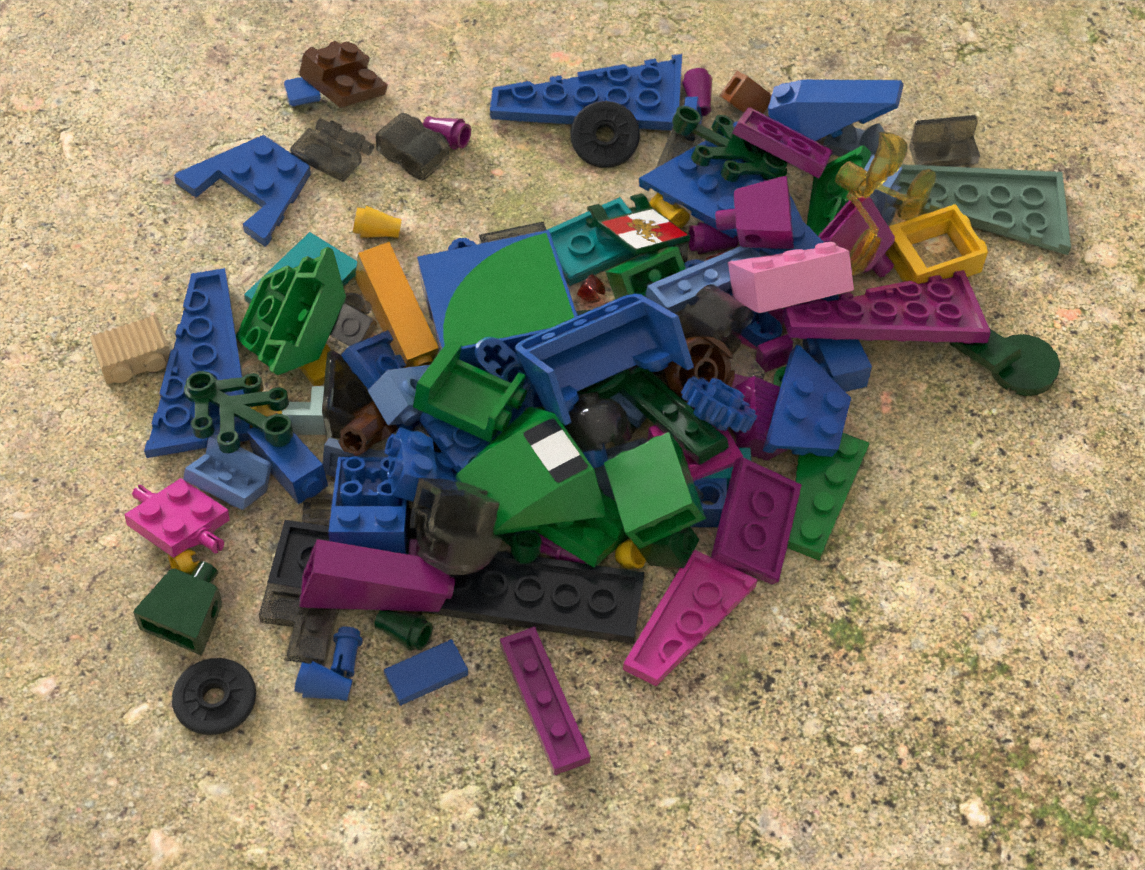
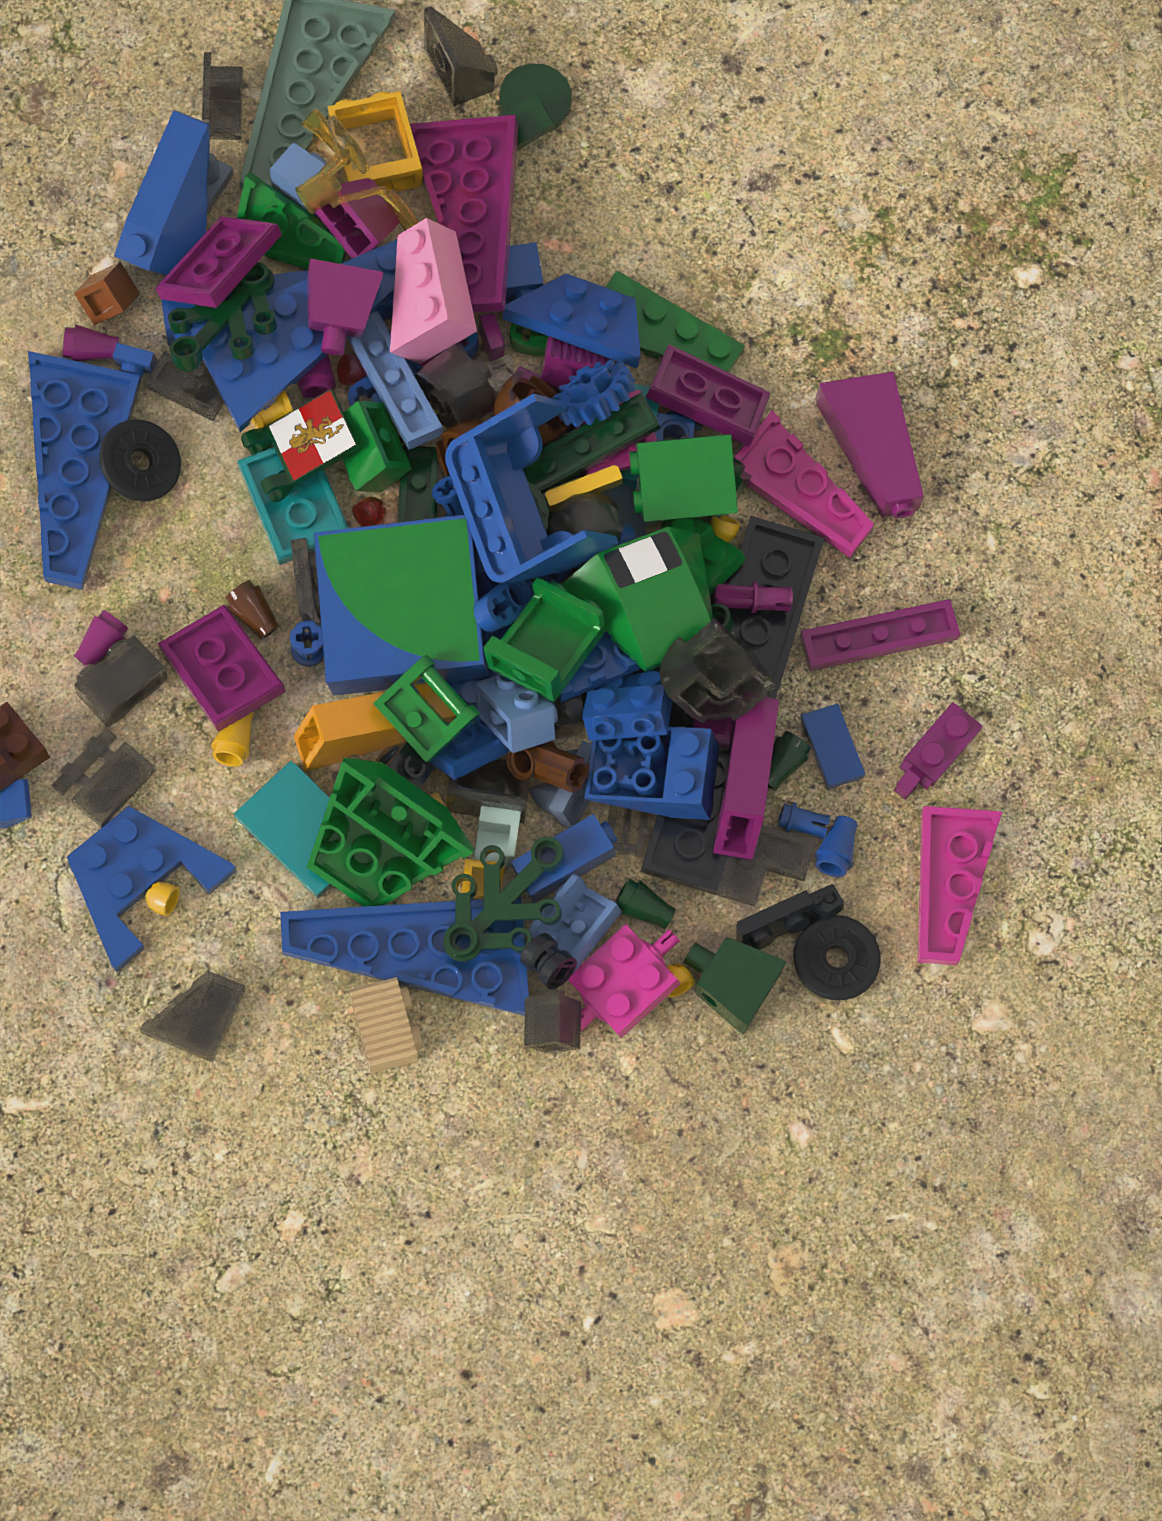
camera: 90 degrees left, 15 degrees up
(135, 231) = (198, 1017): none -> clear smoke wing
(135, 466) = (552, 1022): none -> clear smoke brick
(180, 450) = (548, 961): none -> black wheel
(230, 204) = (163, 898): none -> yellow hinge
(246, 643) = (788, 916): none -> black hinge
(253, 527) = (643, 904): none -> dark green cone
(307, 788) = (951, 874): none -> dark pink wing
(391, 313) = (417, 717): none -> green plate
(432, 206) = (221, 667): none -> magenta tile
(433, 765) = (937, 750): none -> magenta hinge
(491, 218) = (252, 609): none -> reddish brown cone
(555, 576) = (754, 597): none -> magenta axle
(640, 428) = (595, 482): none -> yellow tile
(748, 675) = (874, 436): none -> magenta slope
(1034, 290) = (457, 59): none -> clear smoke slope

